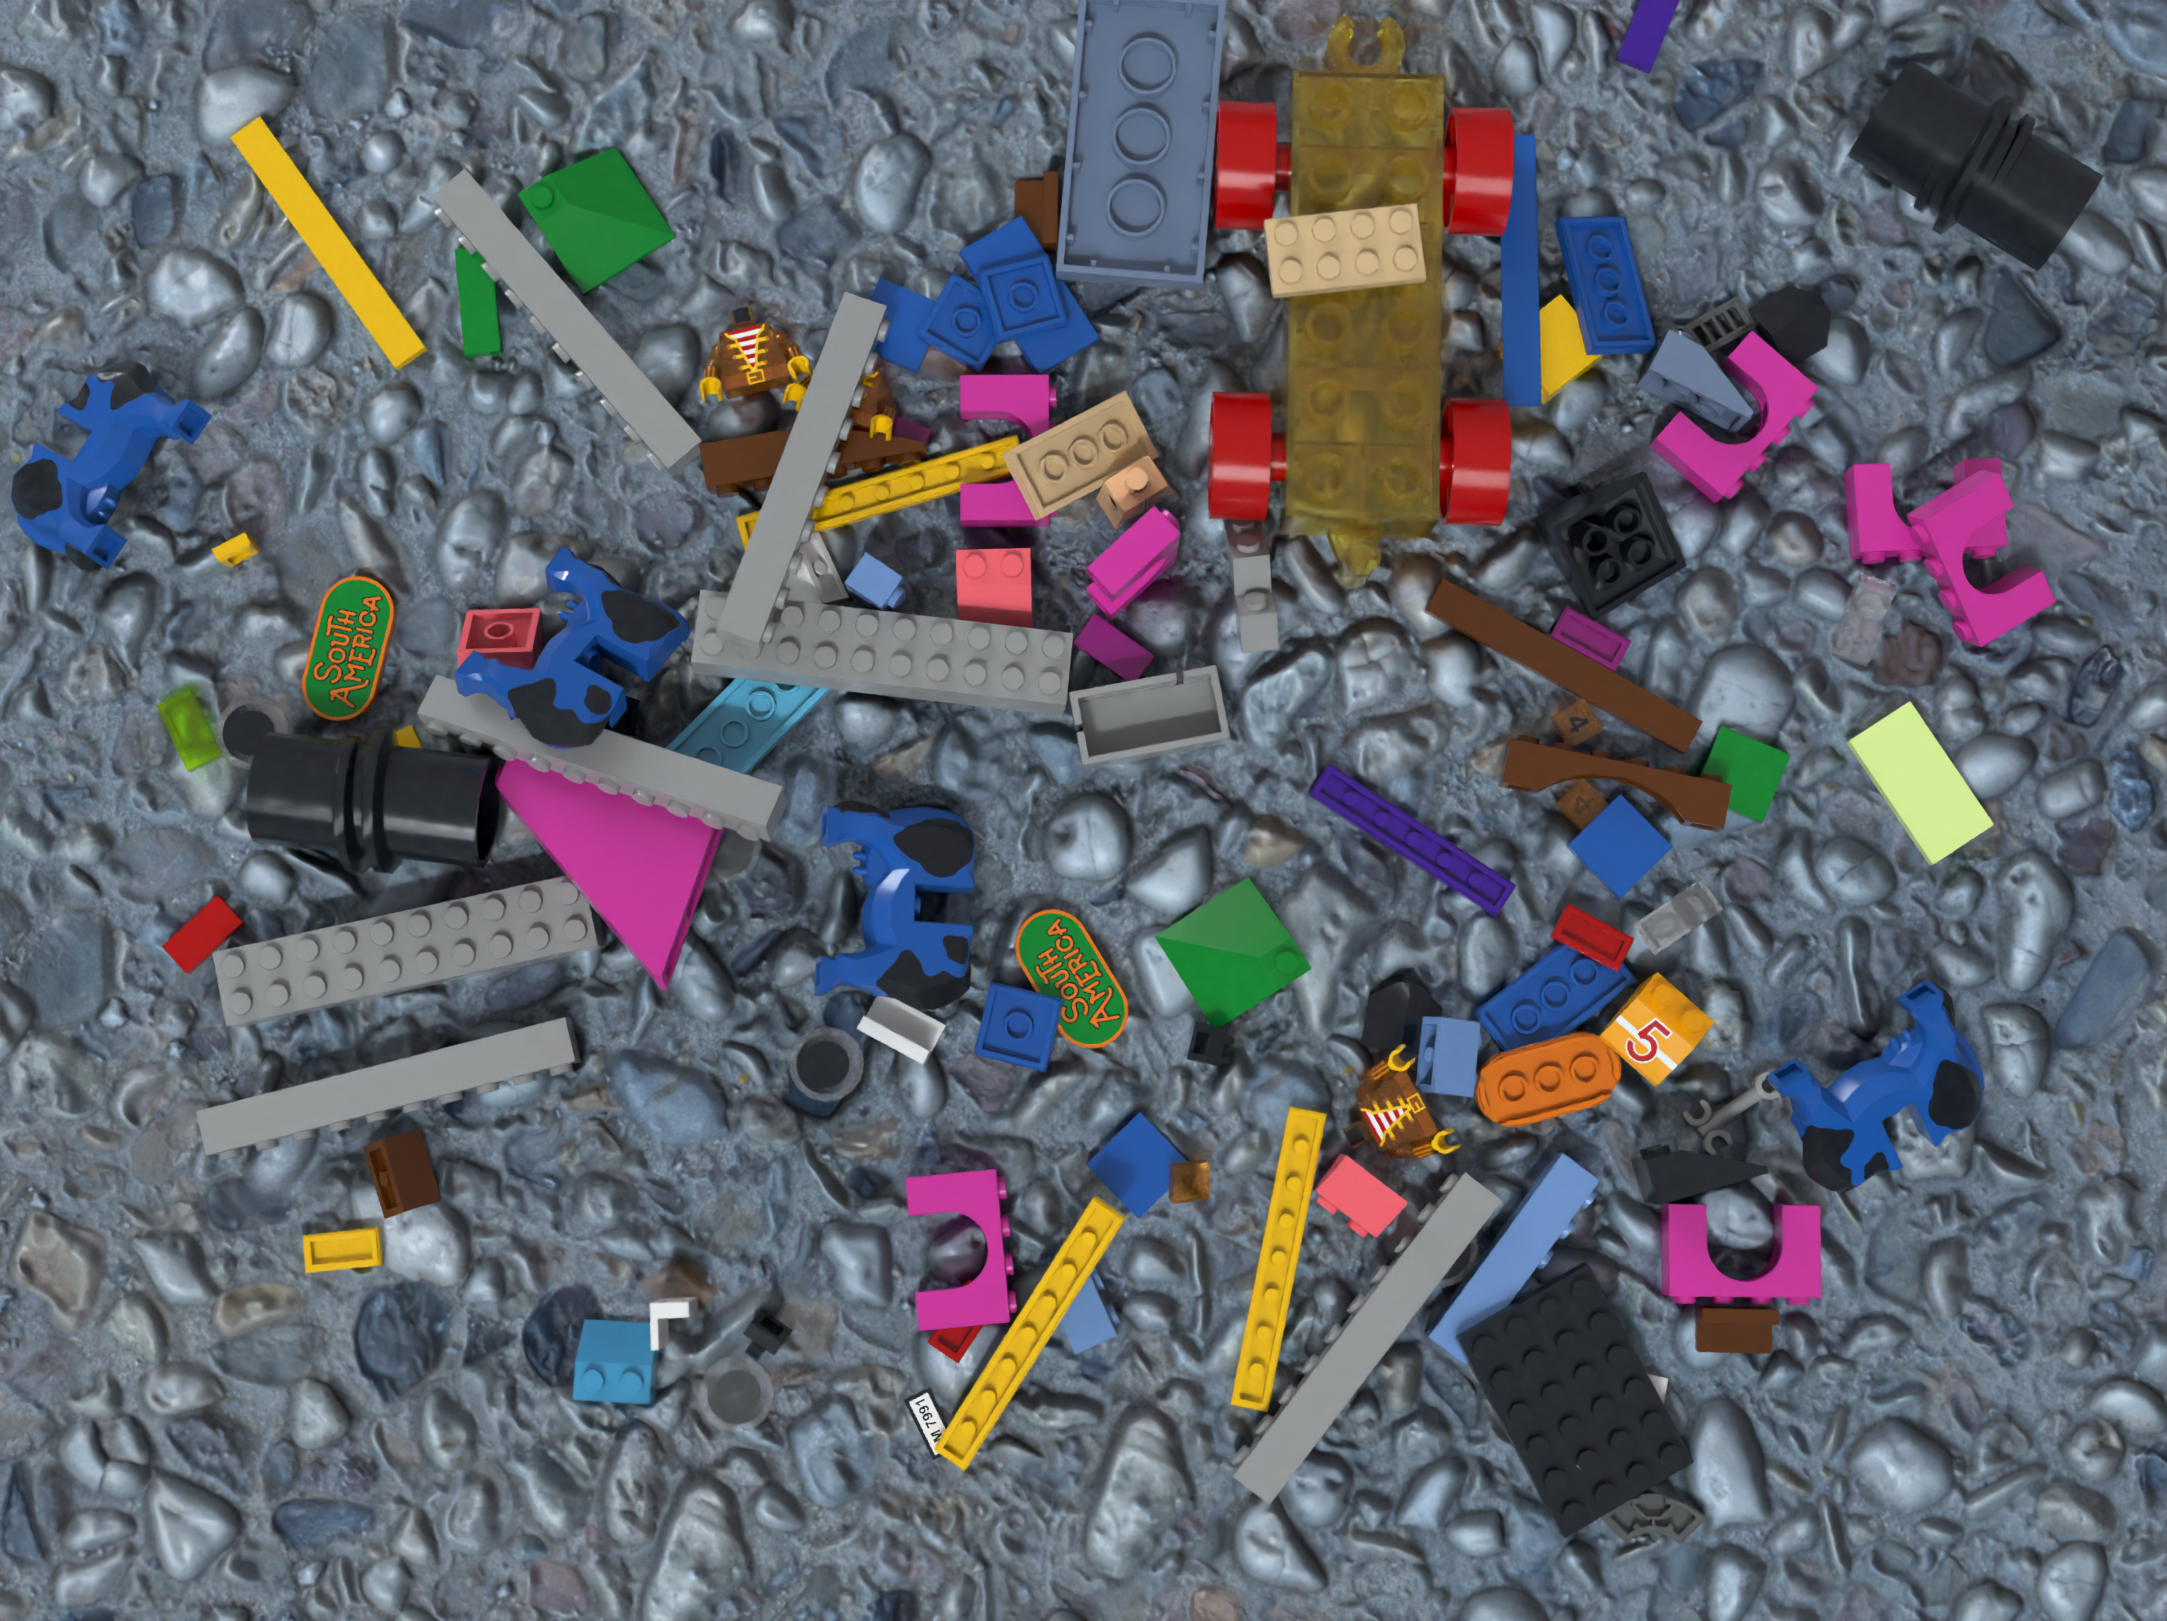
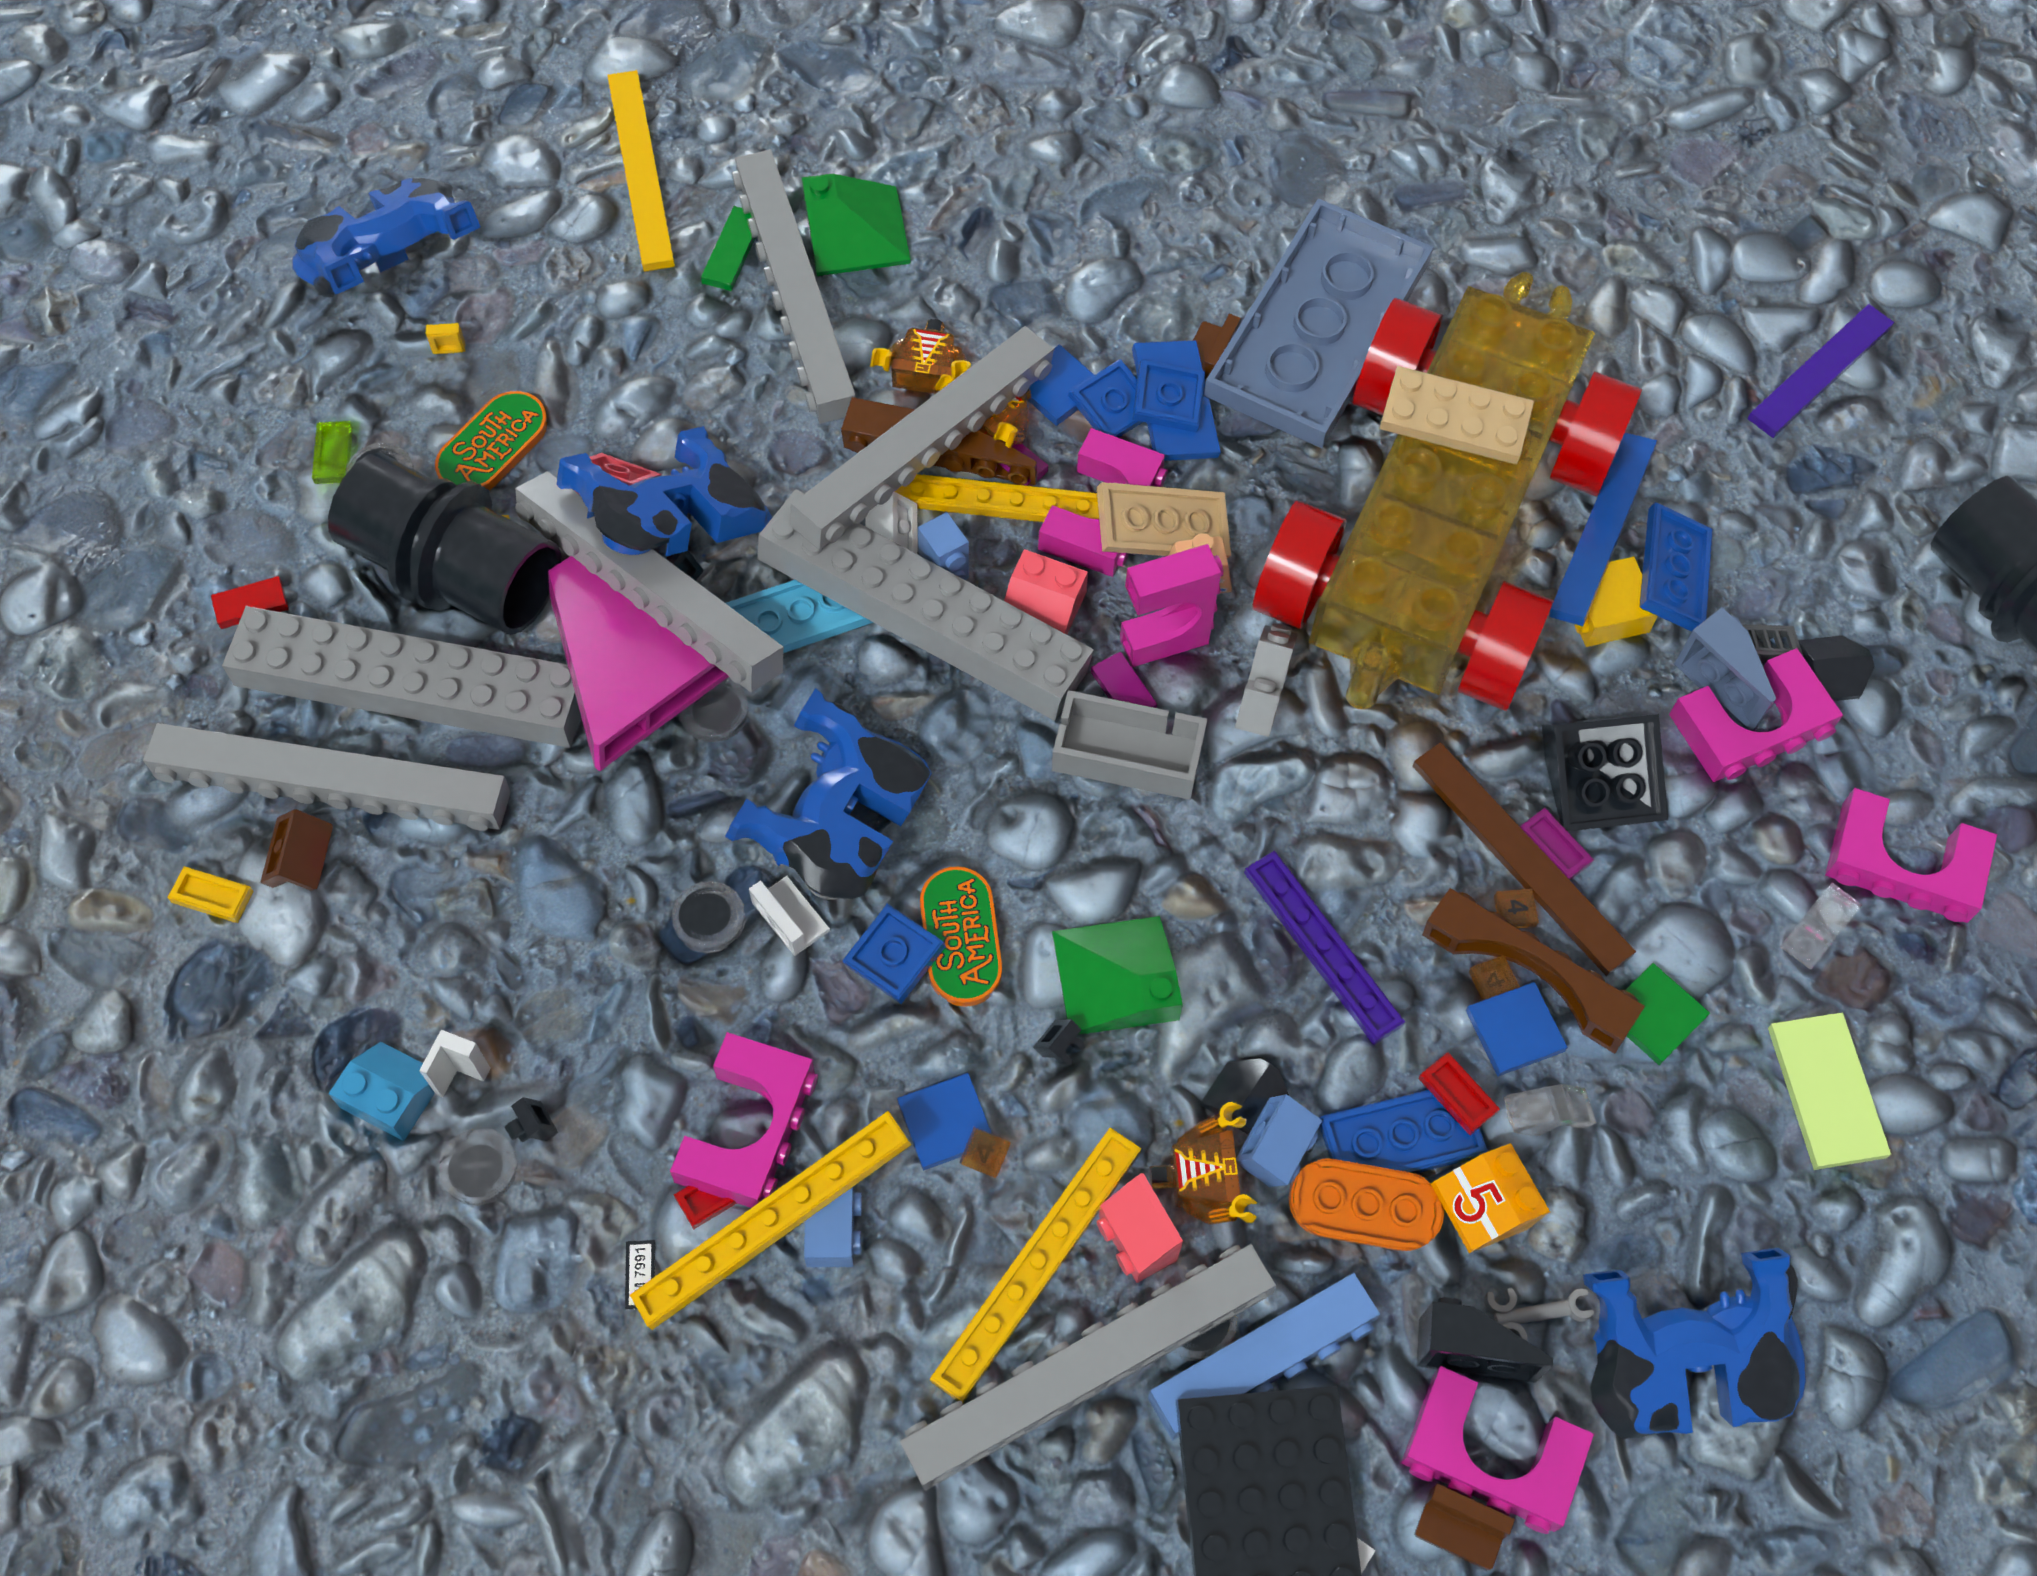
camera: 25 degrees right, 20 degrees down
(1943, 531) = (1931, 954): dark pink arch -> none

